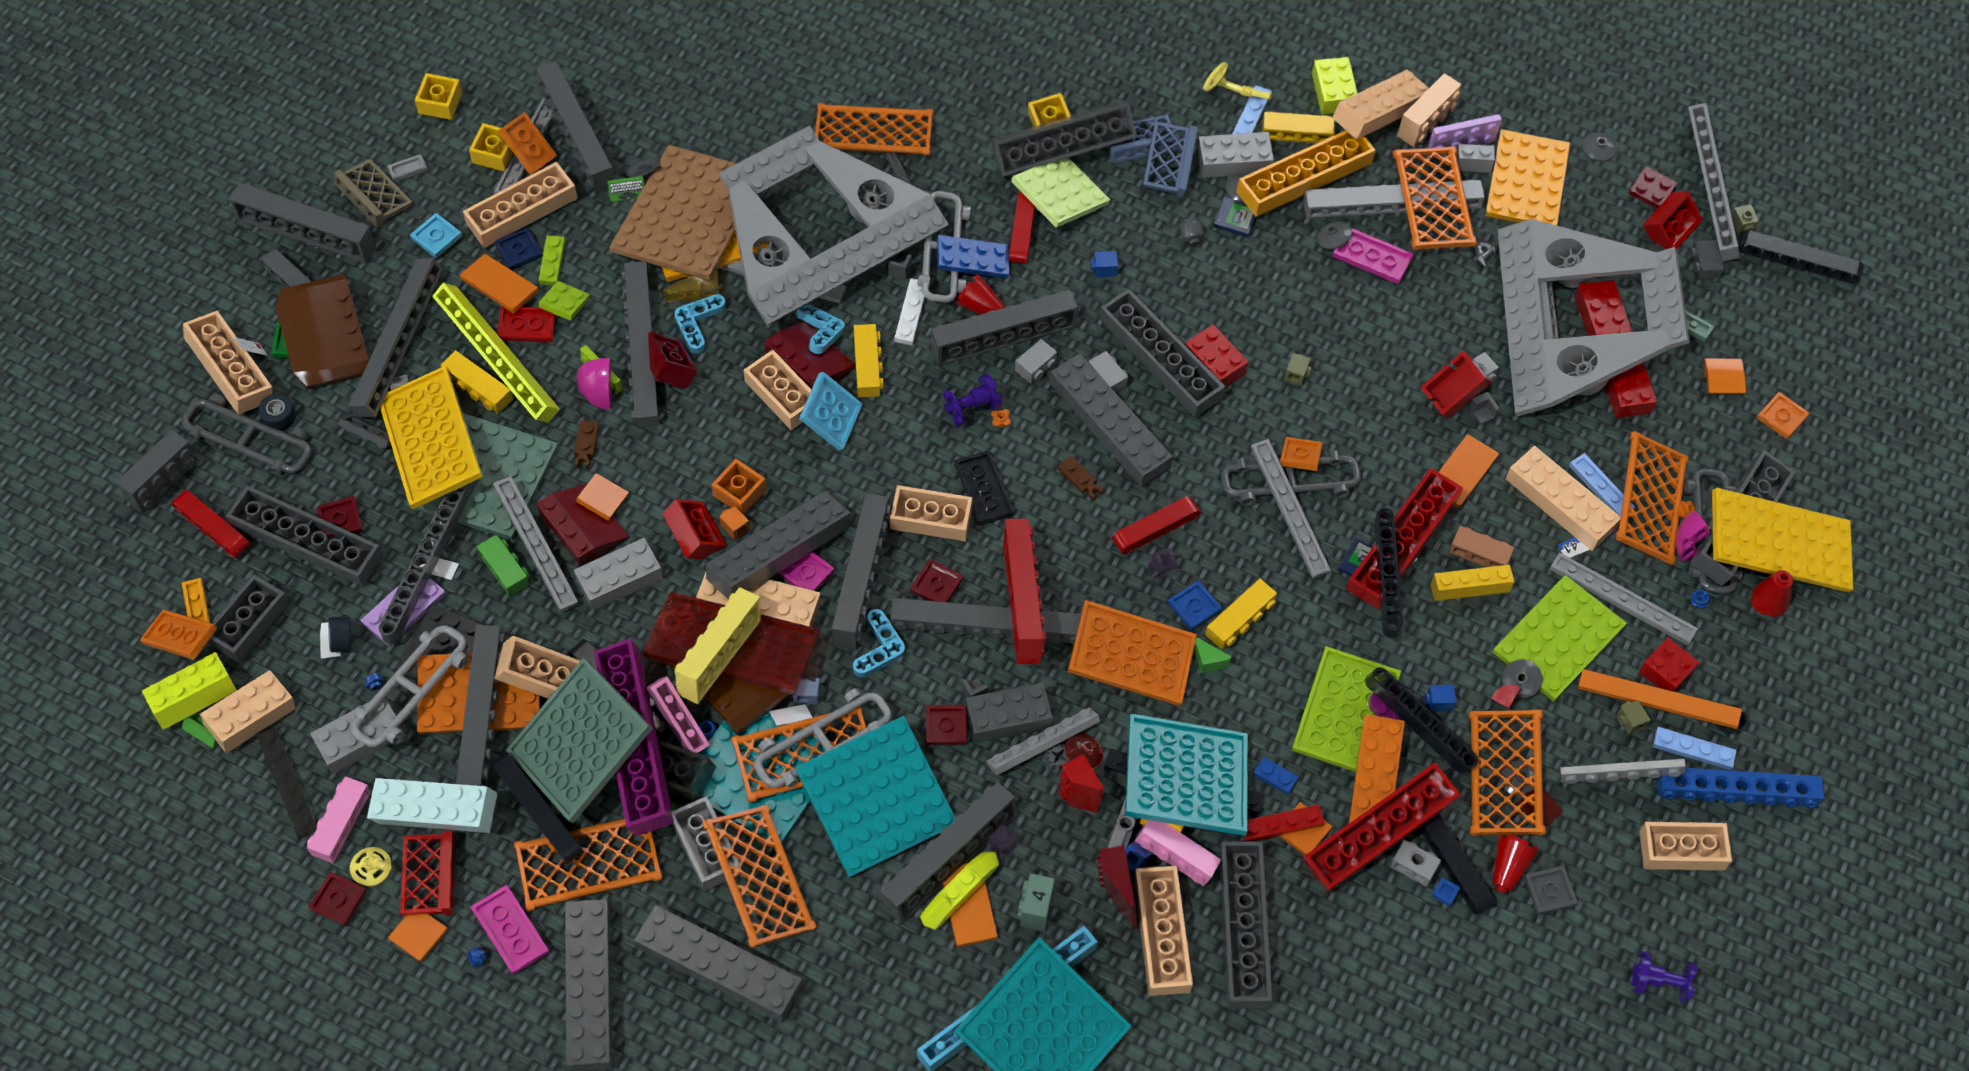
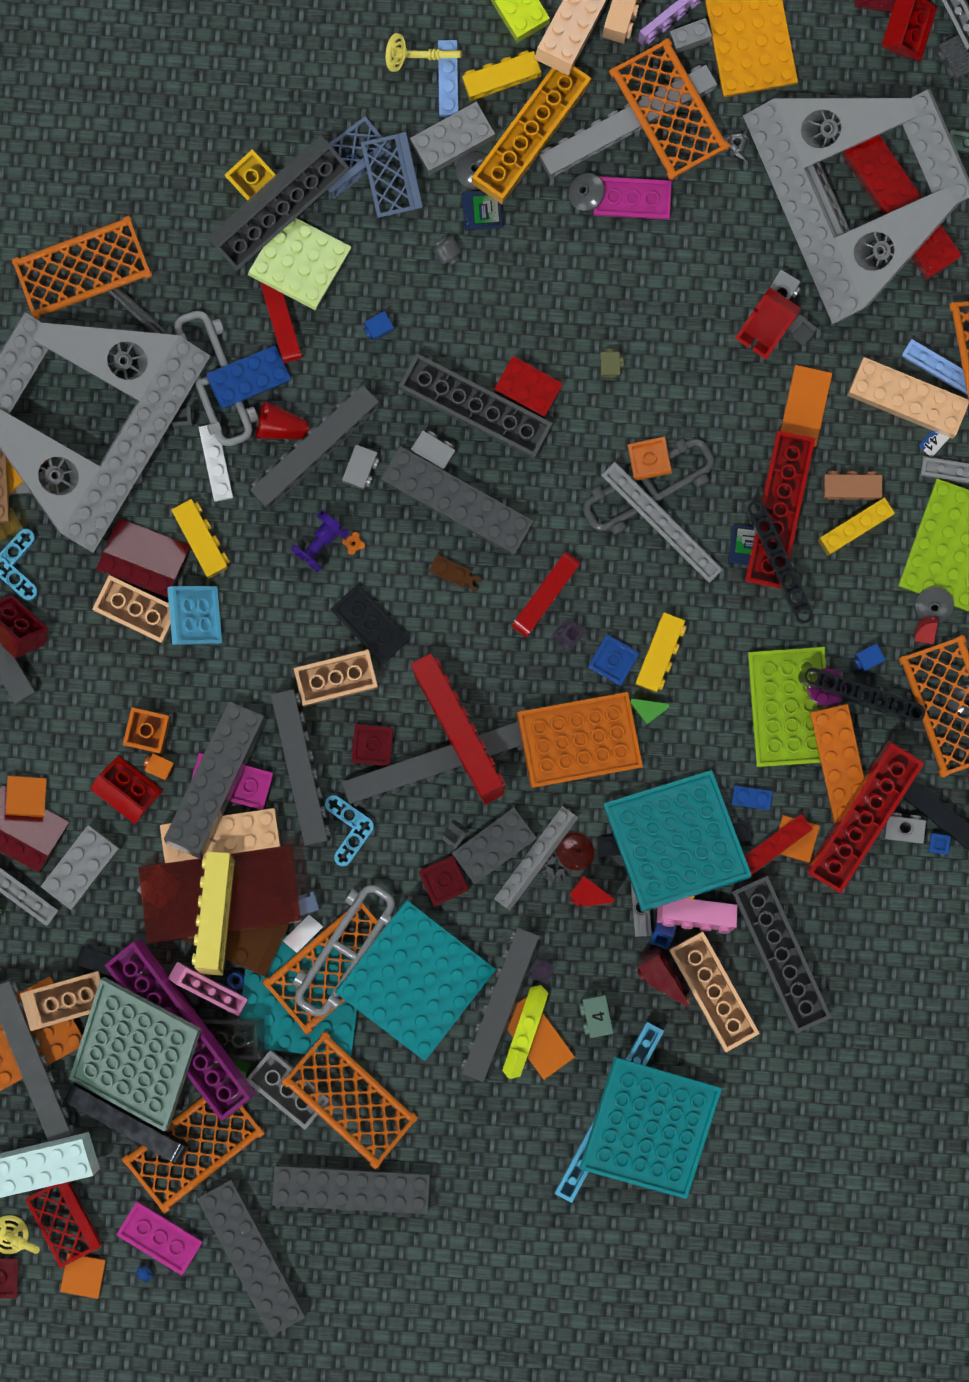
camera: 25 degrees left, 25 degrees up
(809, 314) = (144, 518): medium azure beam -> none

